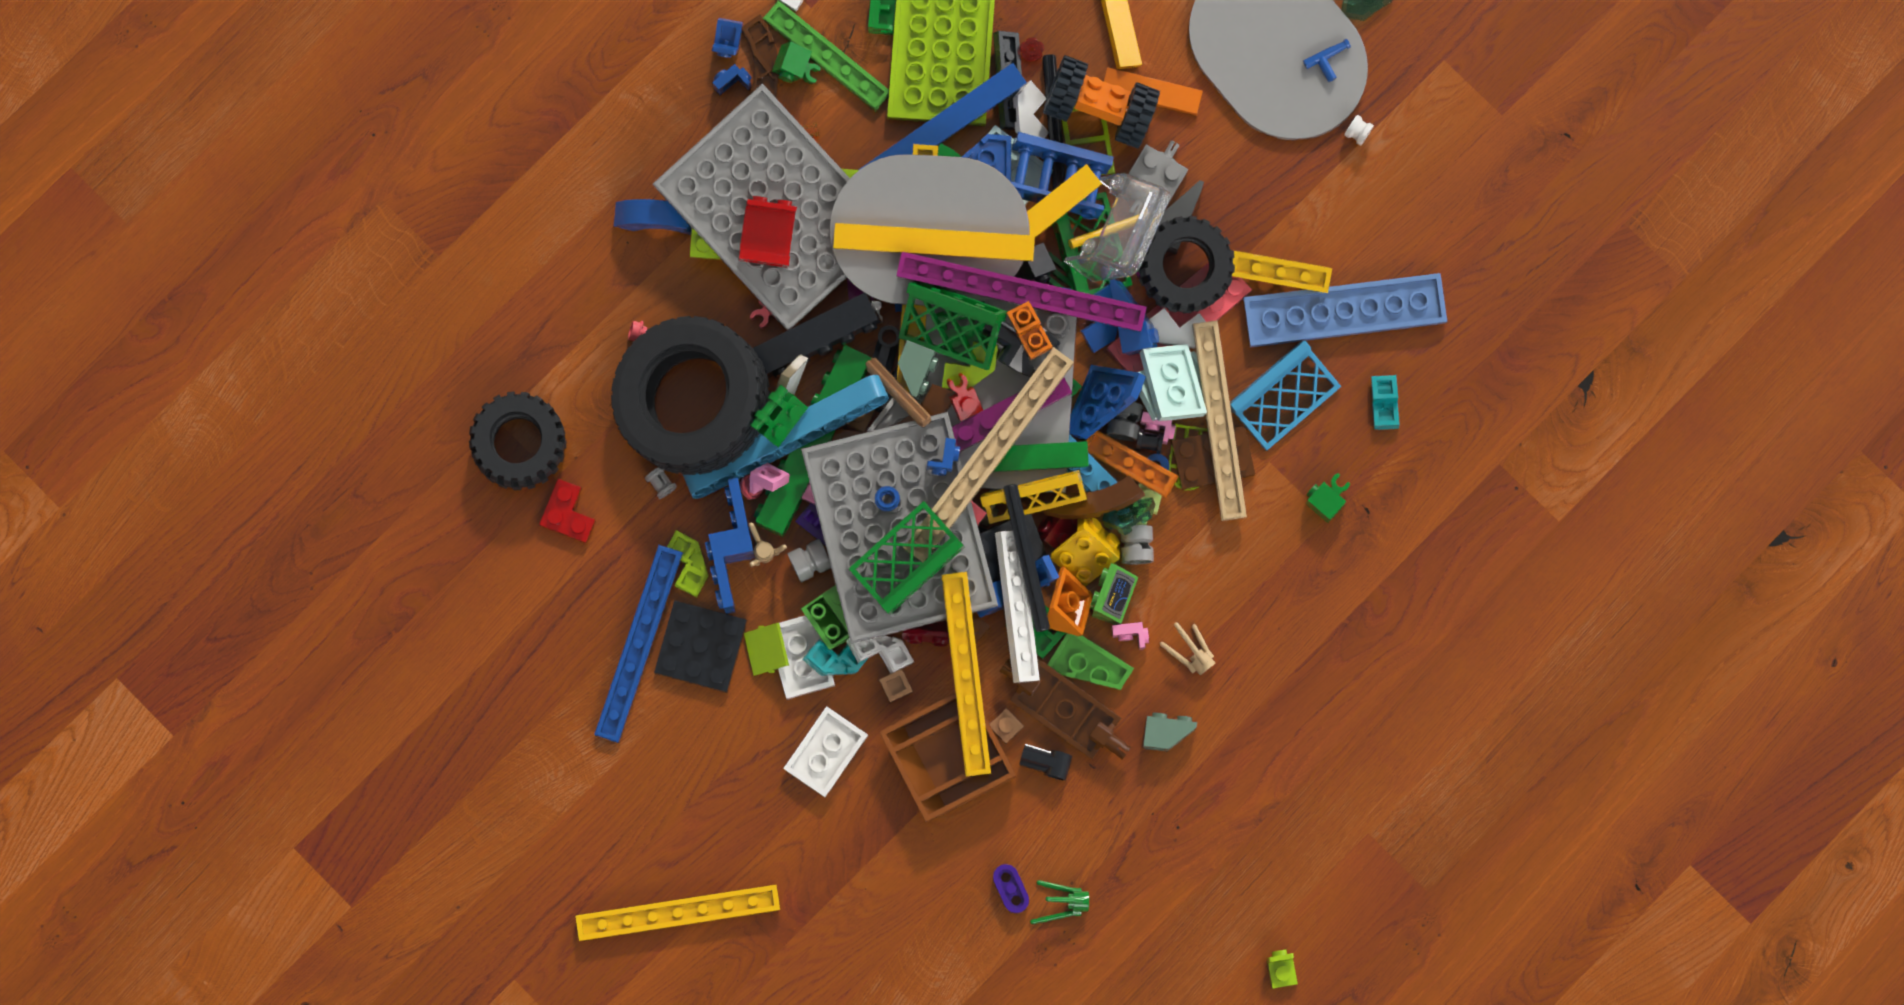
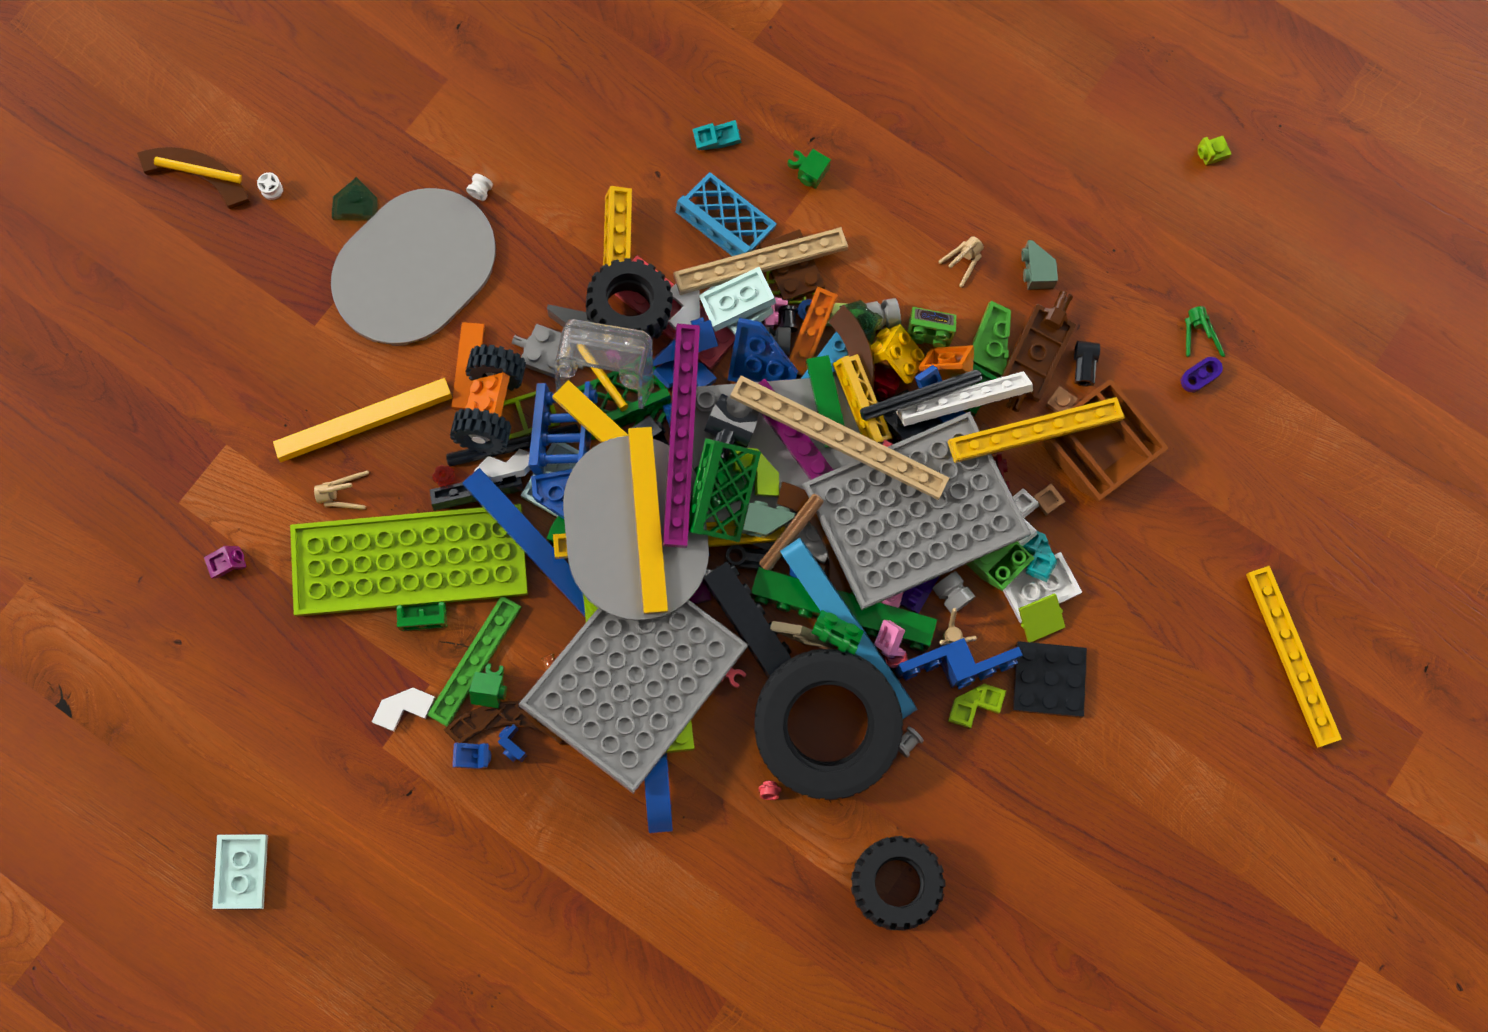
camera: 105 degrees left, 5 degrees down
(560, 514) = (956, 831): red plate -> none
(638, 643) = (1060, 735): blue tile -> none
(767, 232) = (663, 676): red panel -> none
(825, 752) = (1120, 550): white plate -> none
(887, 490) = (897, 514): blue plate -> none
(920, 575) = (962, 476): green fence -> none
(951, 454) = (846, 470): blue bracket -> none
(965, 399) = (788, 470): plate -> none
(1029, 330) = (719, 417): orange slope -> none
(1126, 632) = (958, 307): bright pink bracket -> none
(1321, 59) = (417, 225): blue piece -> none
(1345, 310) = (642, 170): medium blue plate -> none

